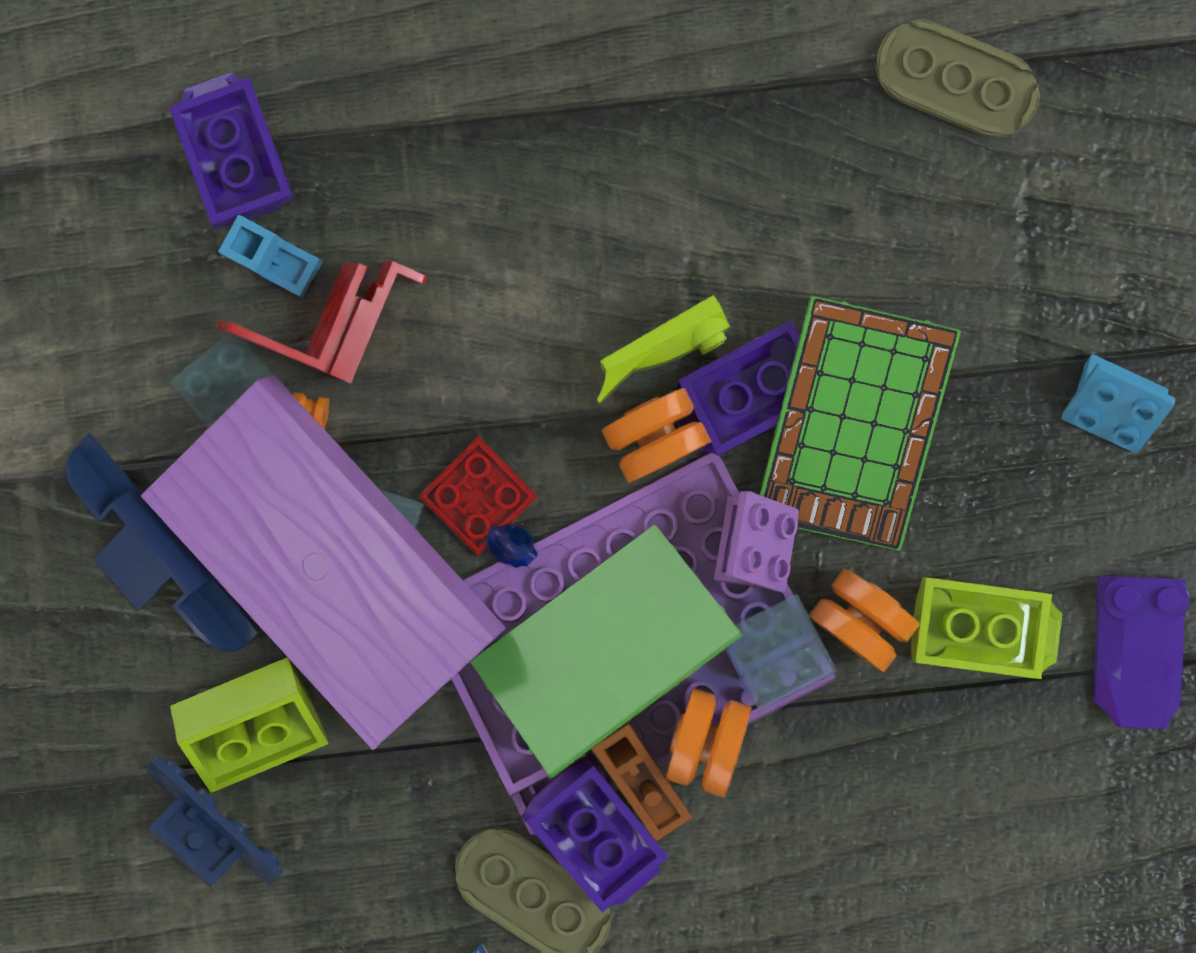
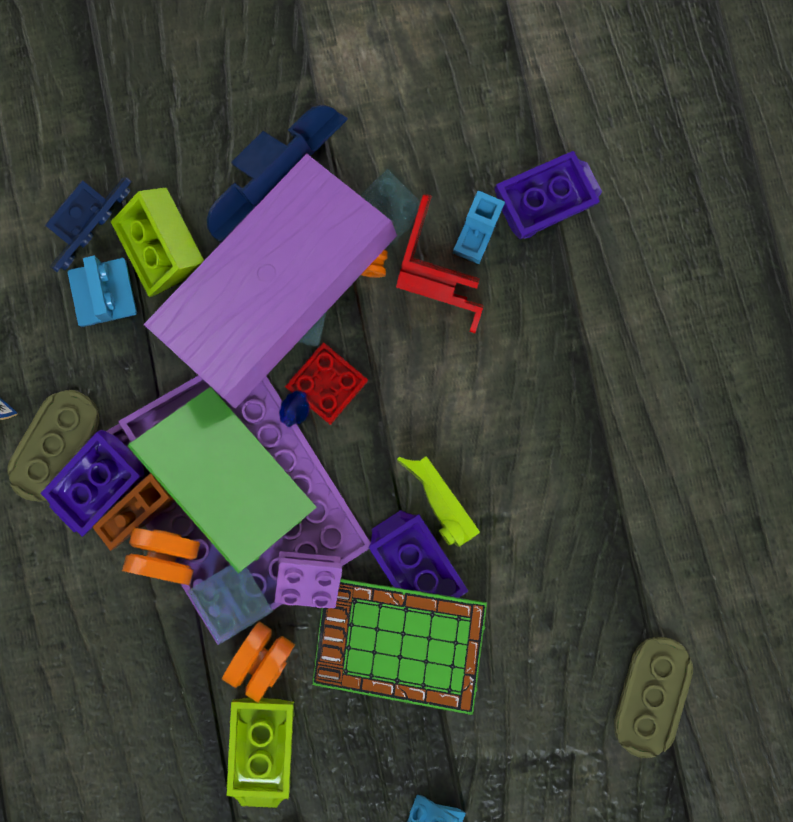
camera: 80 degrees right, 5 degrees down
(315, 810) = (101, 291): none -> dark azure bracket
(656, 435) = (378, 501): orange wheel -> none

